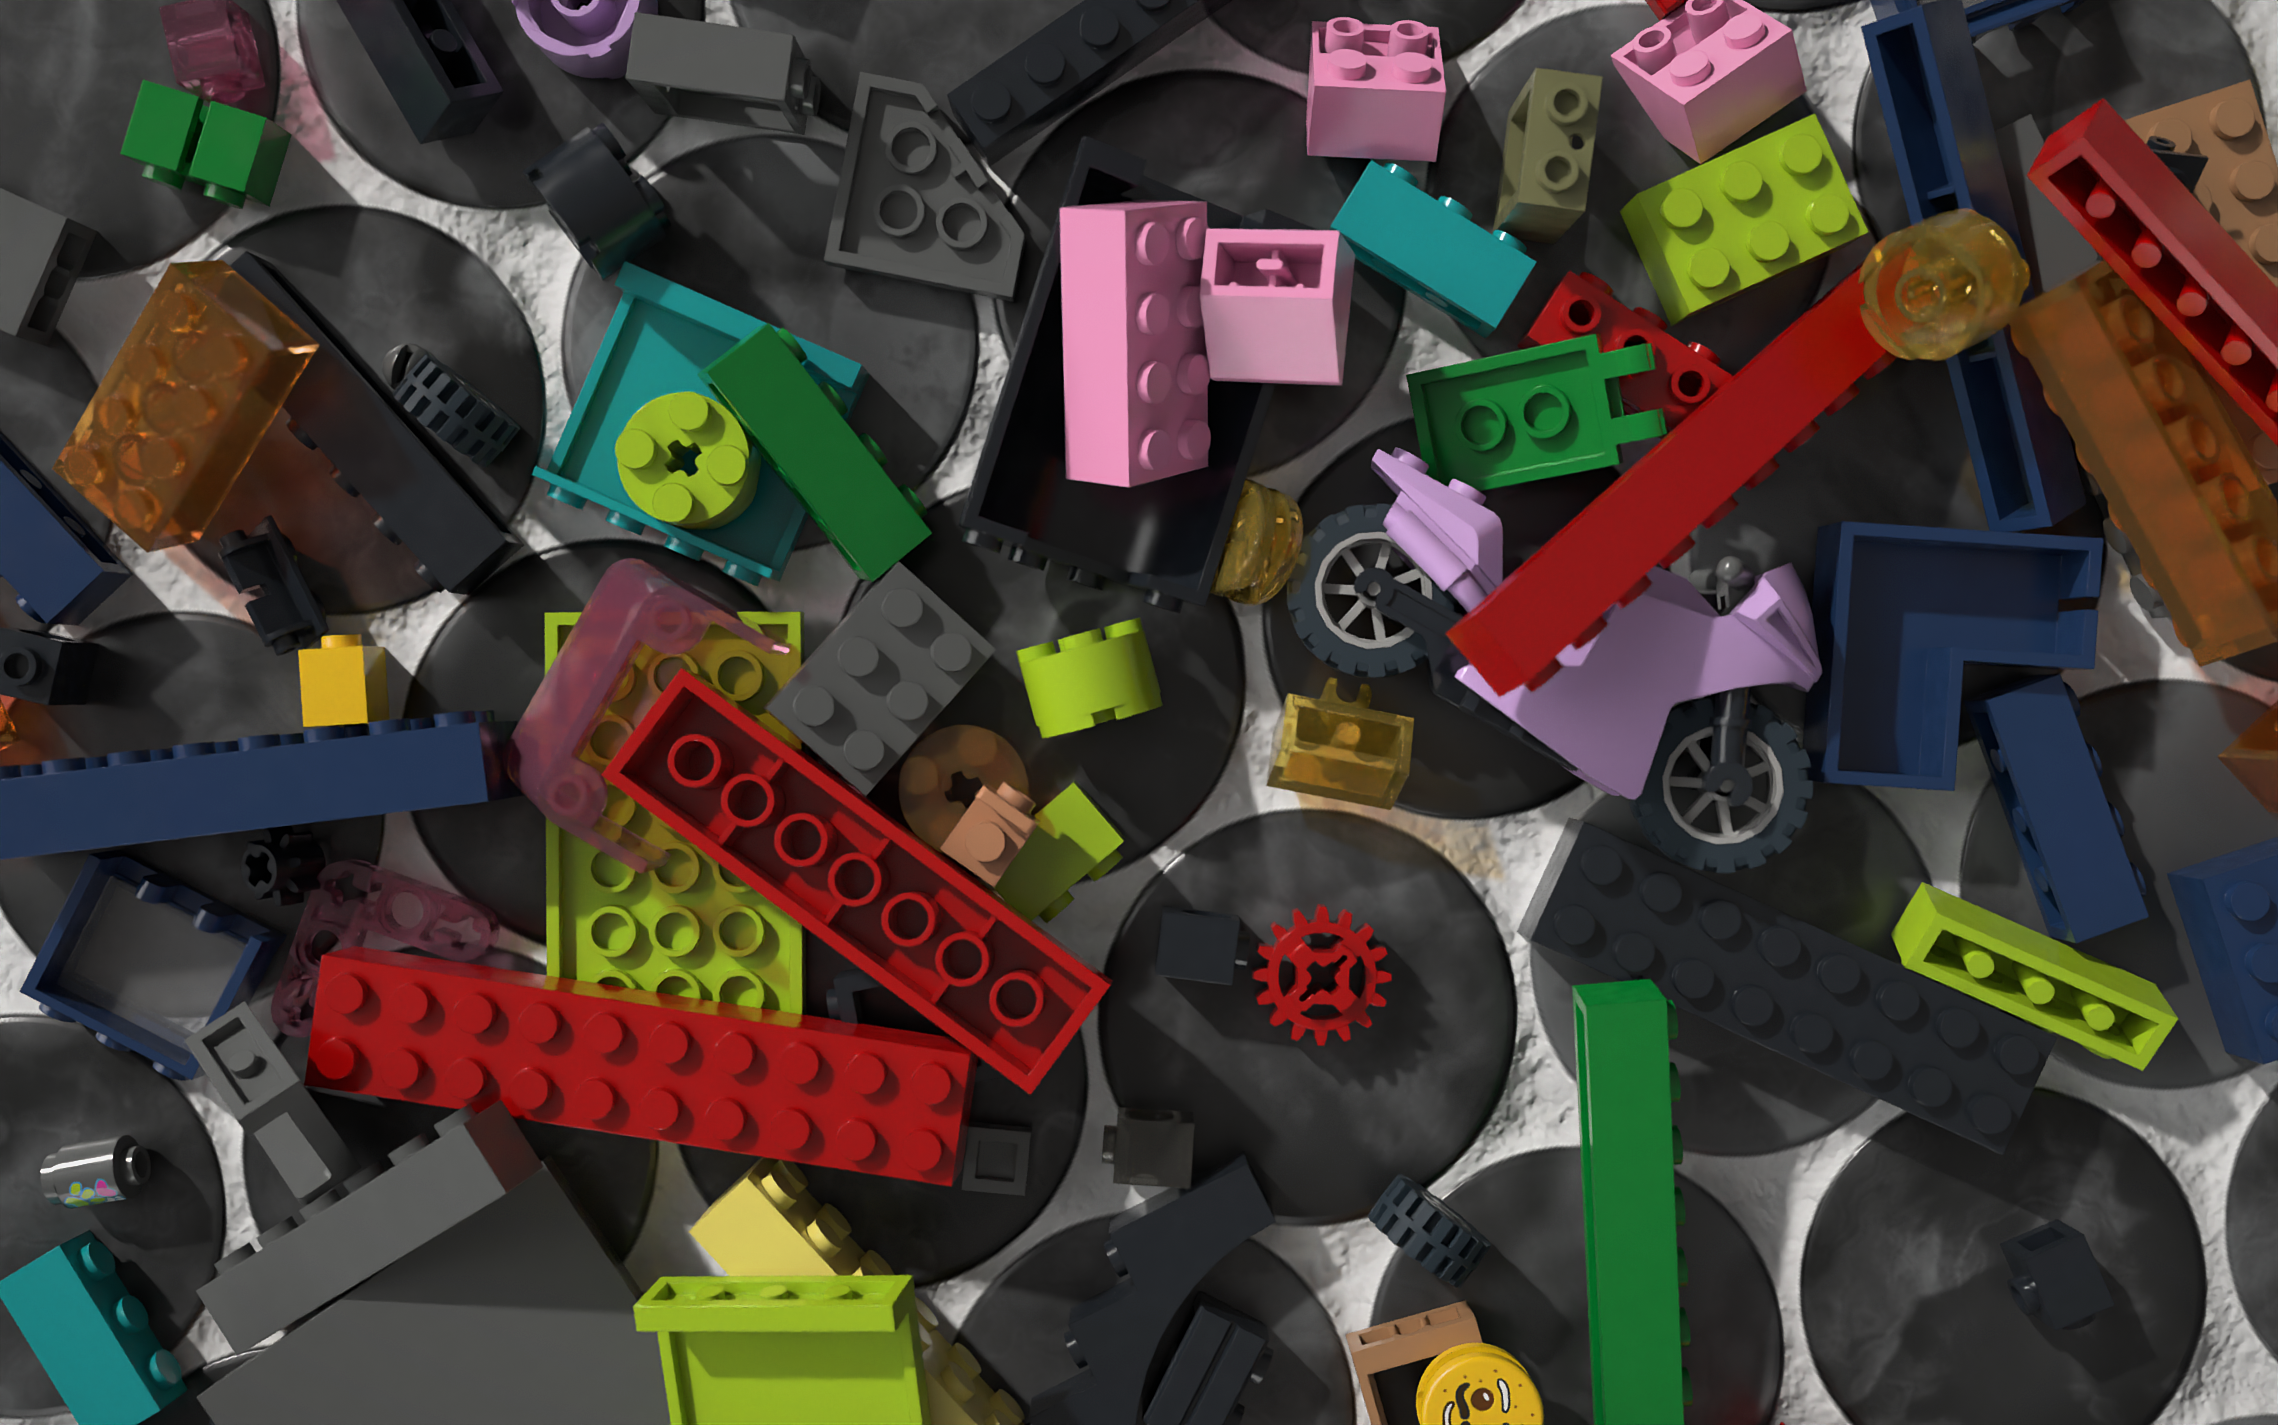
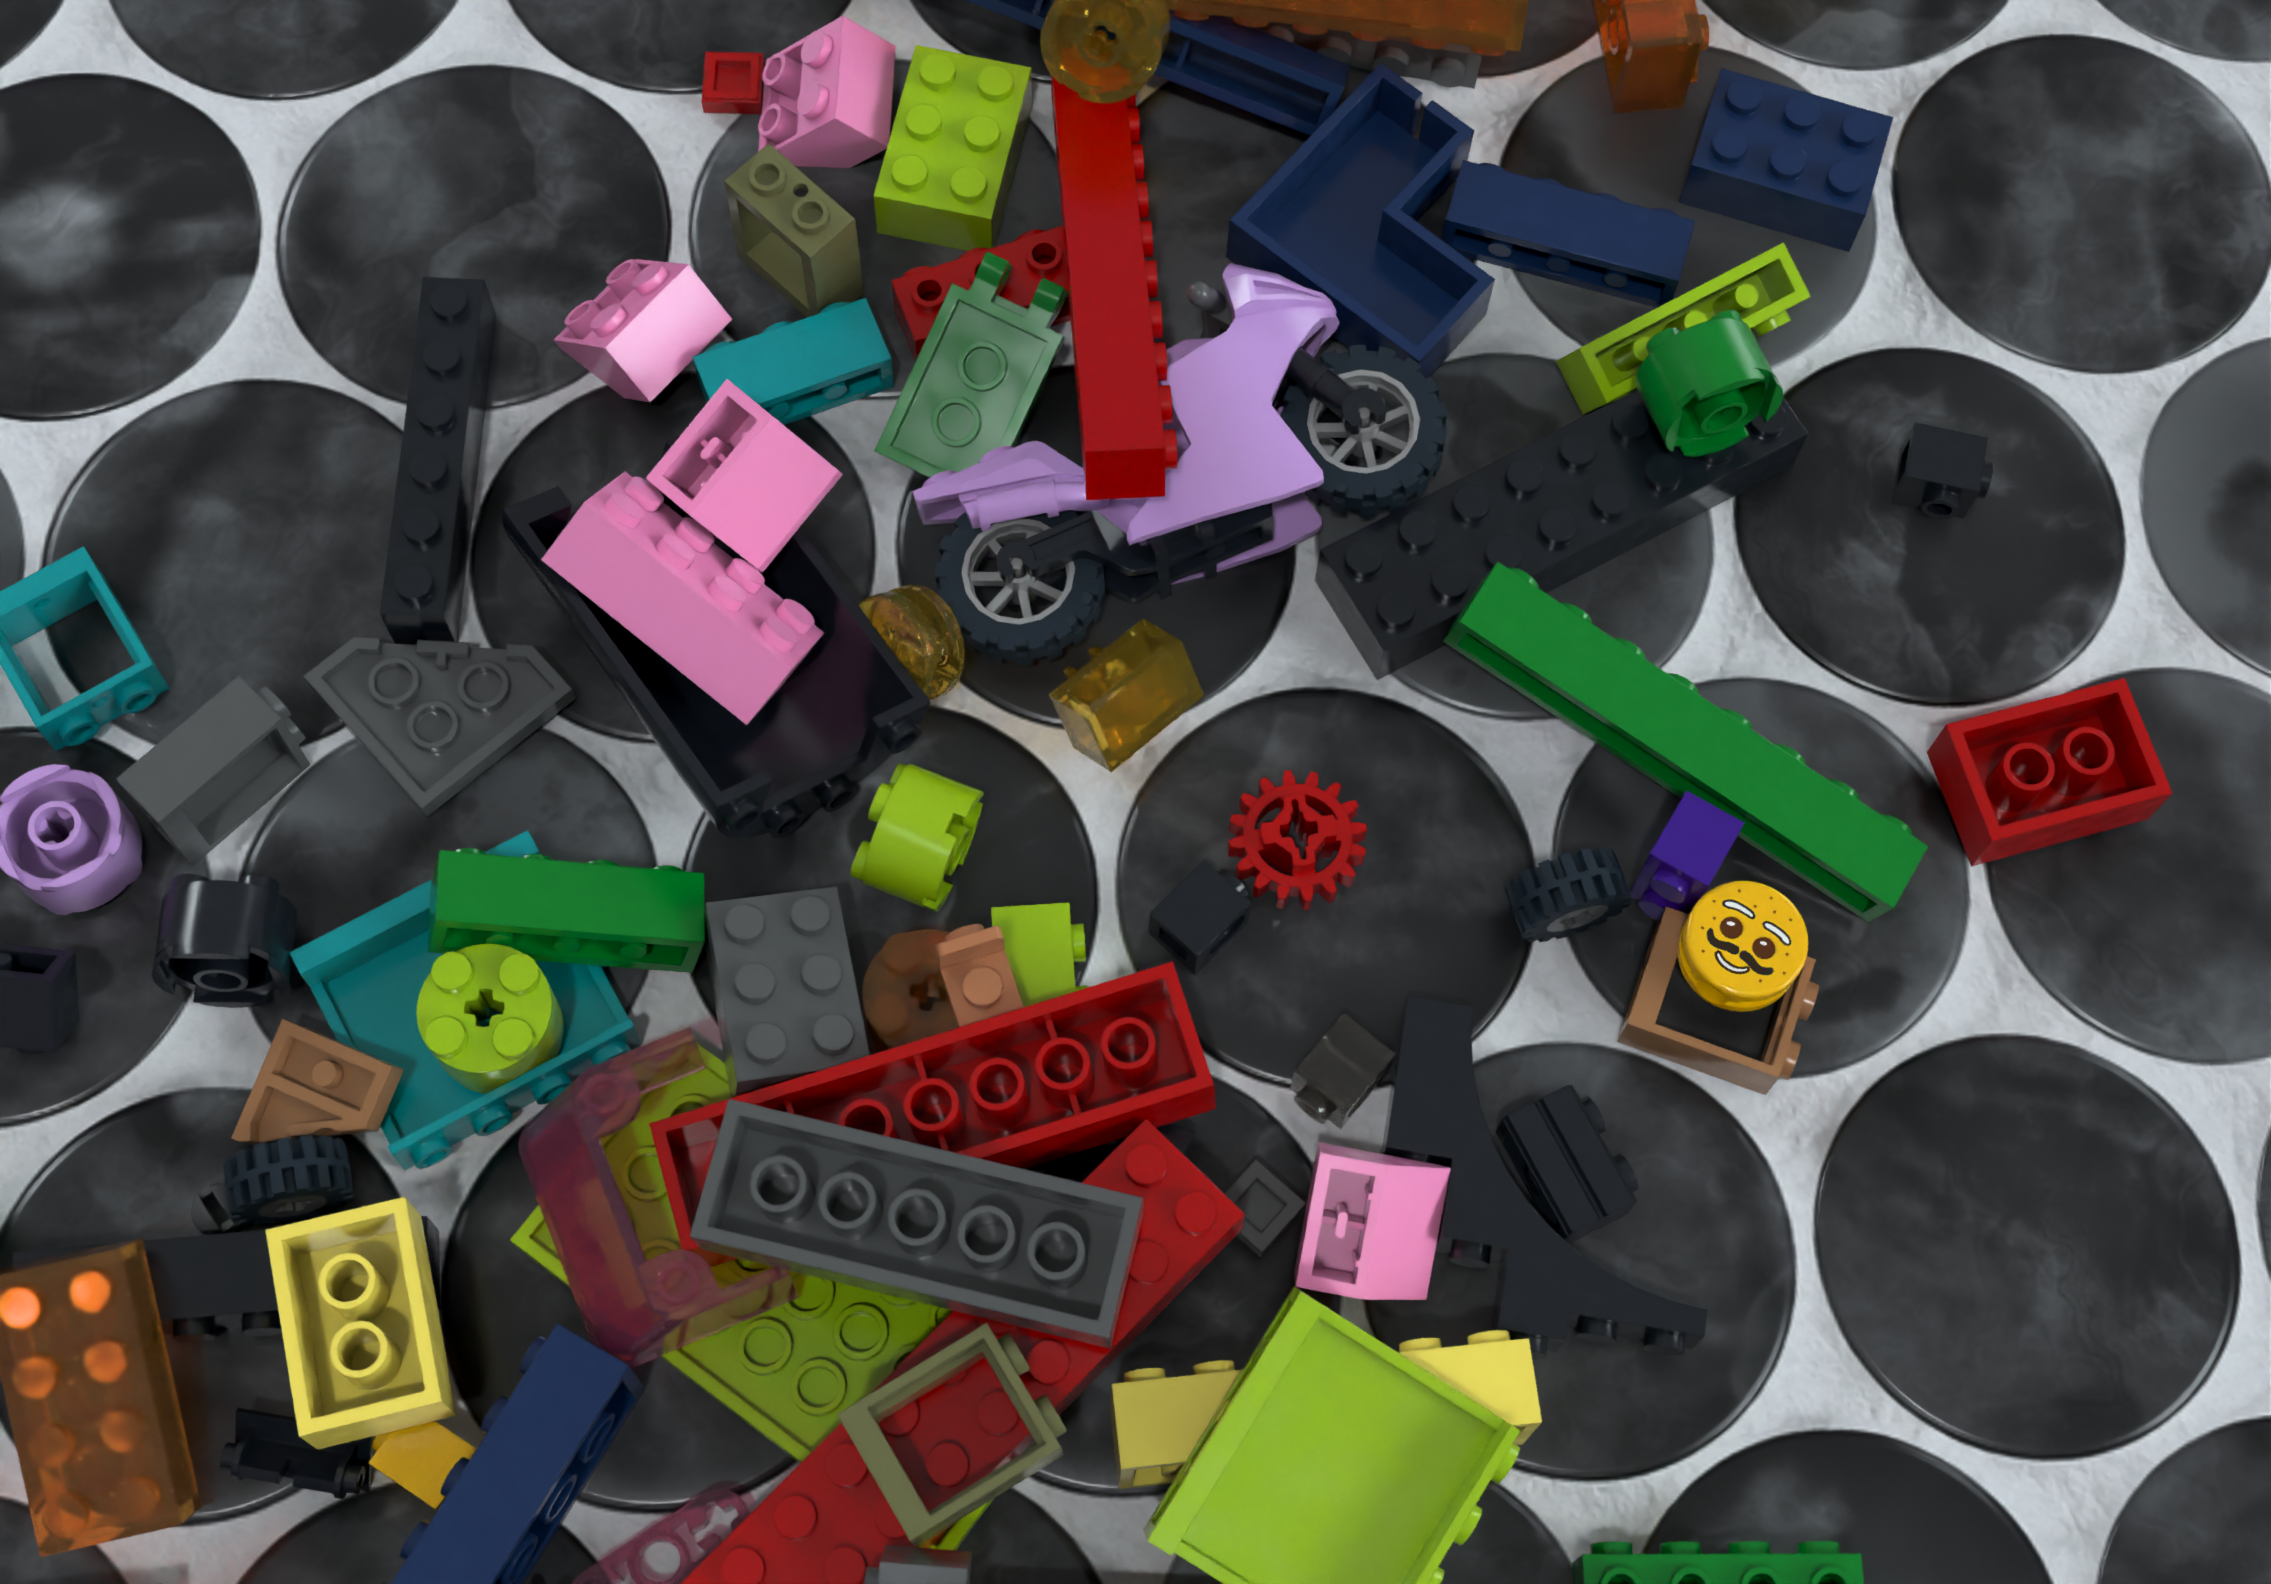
camera: 55 degrees left, 20 degrees down
(370, 571) = (360, 1323): none -> light yellow brick
(526, 1110) = (1007, 1364): none -> olive window
(547, 368) = (315, 1089): none -> medium nougat wing
(735, 960) = (918, 1223): none -> dark grey brick
(1037, 1259) = (1370, 1225): none -> bright pink slope
(1527, 1307) = (1685, 857): none -> dark purple brick
(1974, 1060) = (1707, 384): none -> green brick

